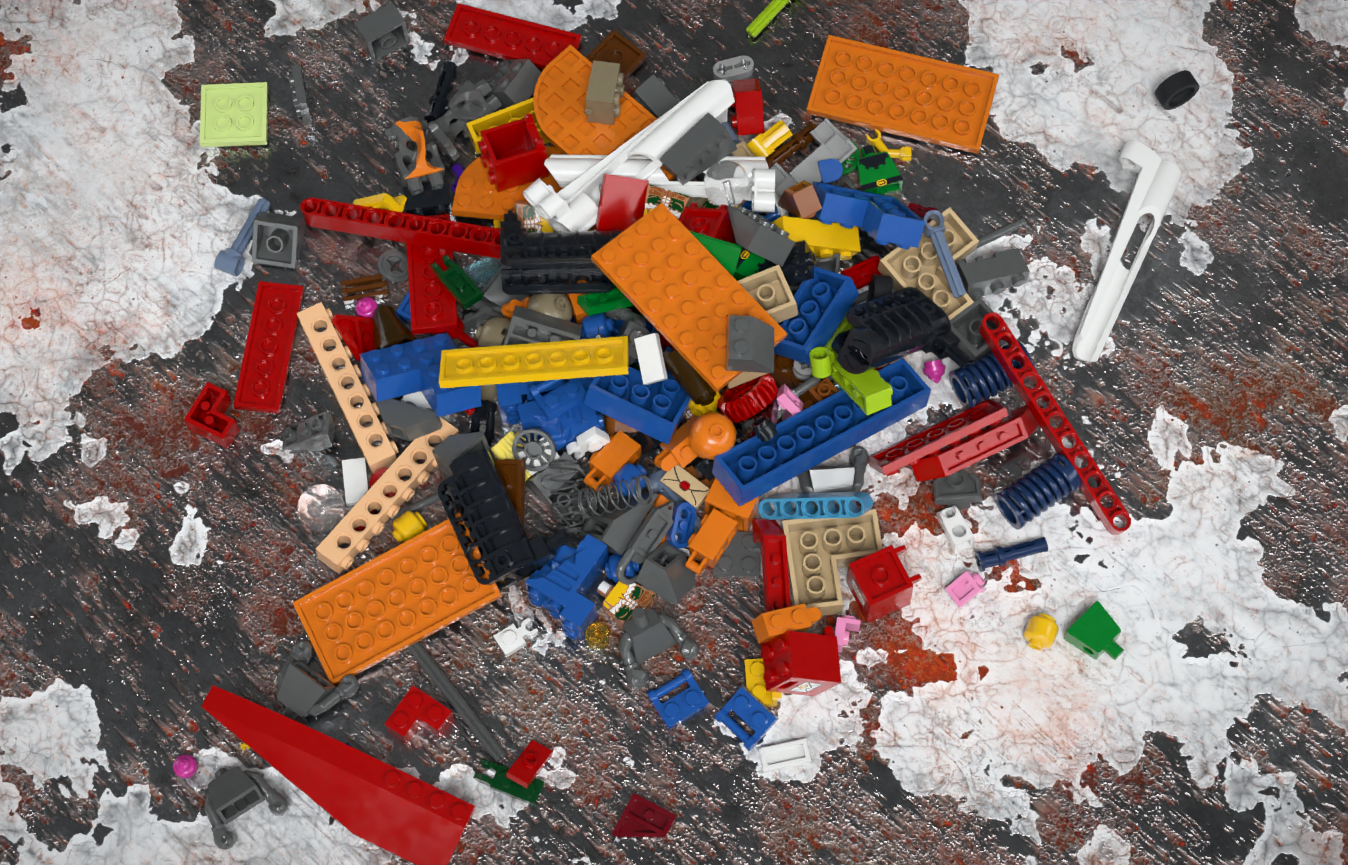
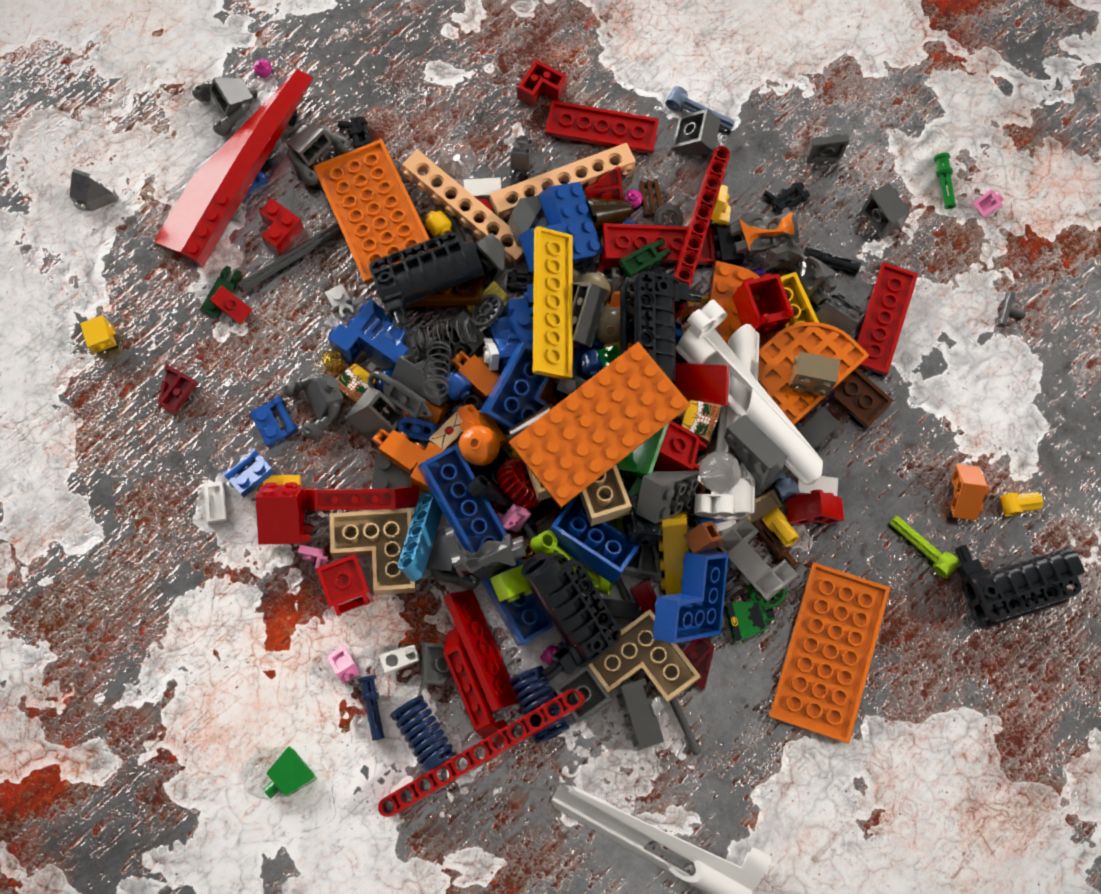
camera: 85 degrees right, 5 degrees up
(234, 114) = (811, 103): yellowish green plate -> none
(272, 638) = (357, 127): none -> black piece
(365, 145) = (784, 200): none -> black piece
(650, 358) = (547, 394): white tile -> none
(733, 68) = (860, 501): light grey beam -> none
(749, 345) = (544, 468): dark grey slope -> none
(776, 622) = (313, 501): orange brick -> none
(830, 170) = (744, 573): blue tile -> none
(840, 404) = (489, 560): none -> dark grey hips
(903, 153) = (768, 645): yellow arm -> none
(943, 252) = (650, 666): sand blue axle -> none
(1041, 631) = (296, 726): yellow head -> none

